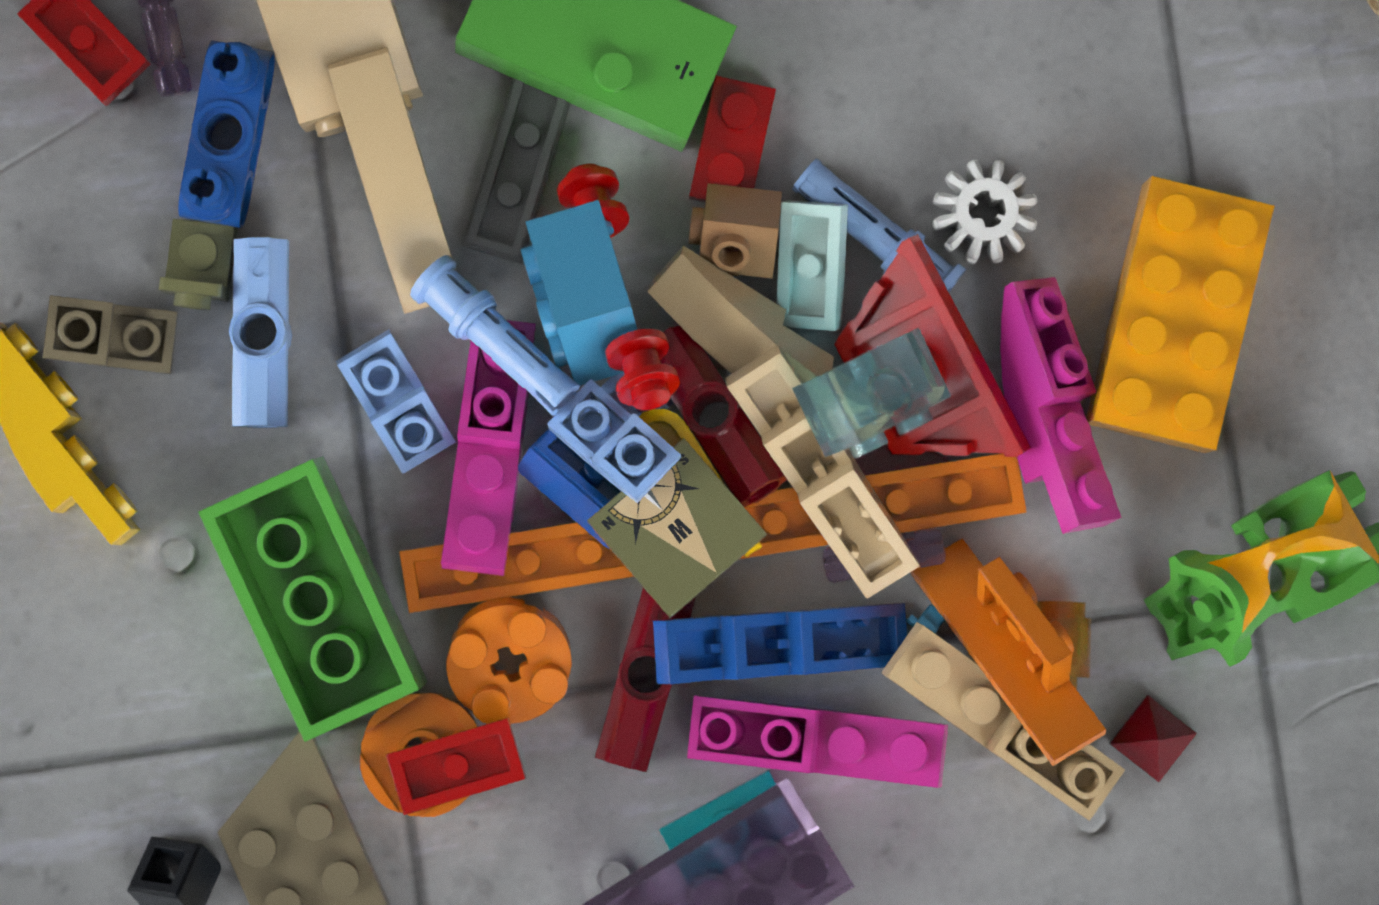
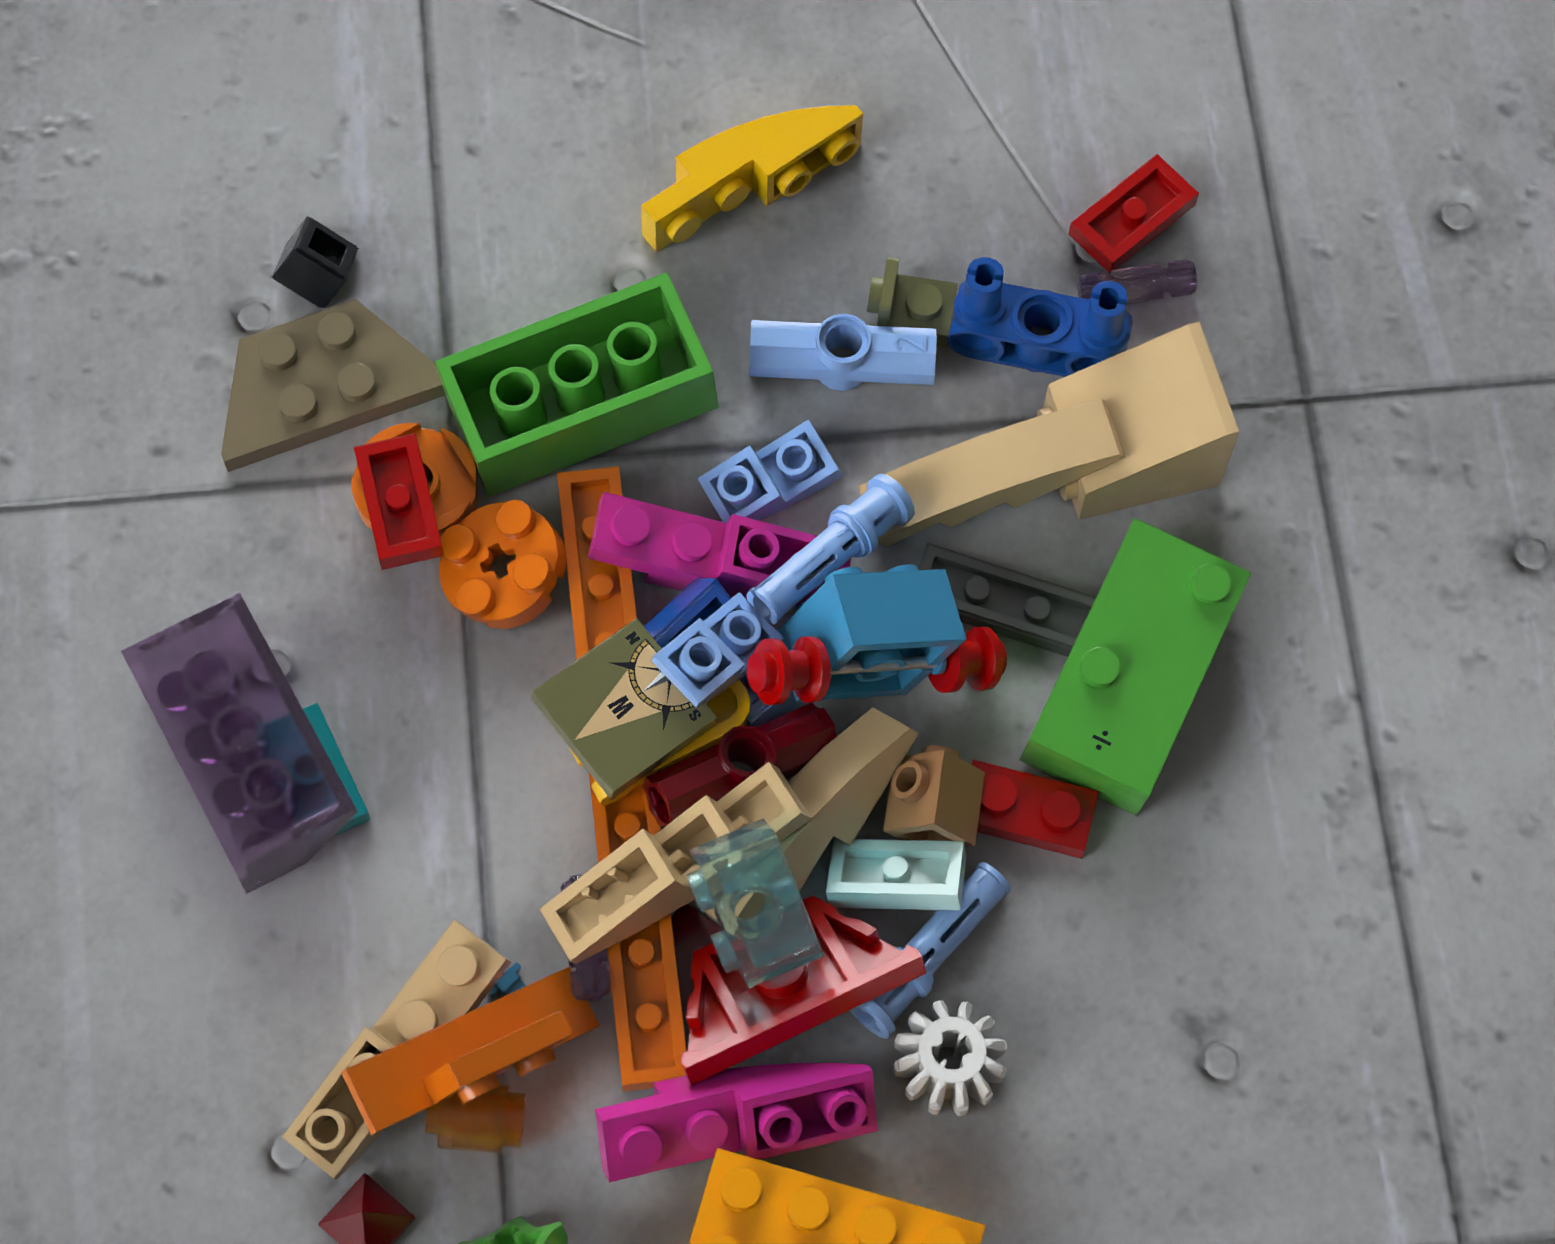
camera: 90 degrees right, 20 degrees down
(110, 334) = (845, 223): dark tan slope -> none
(633, 714) = (441, 679): dark red piece -> none
(777, 643) = (499, 820): blue slope -> none
(817, 741) = (394, 859): dark pink slope -> none

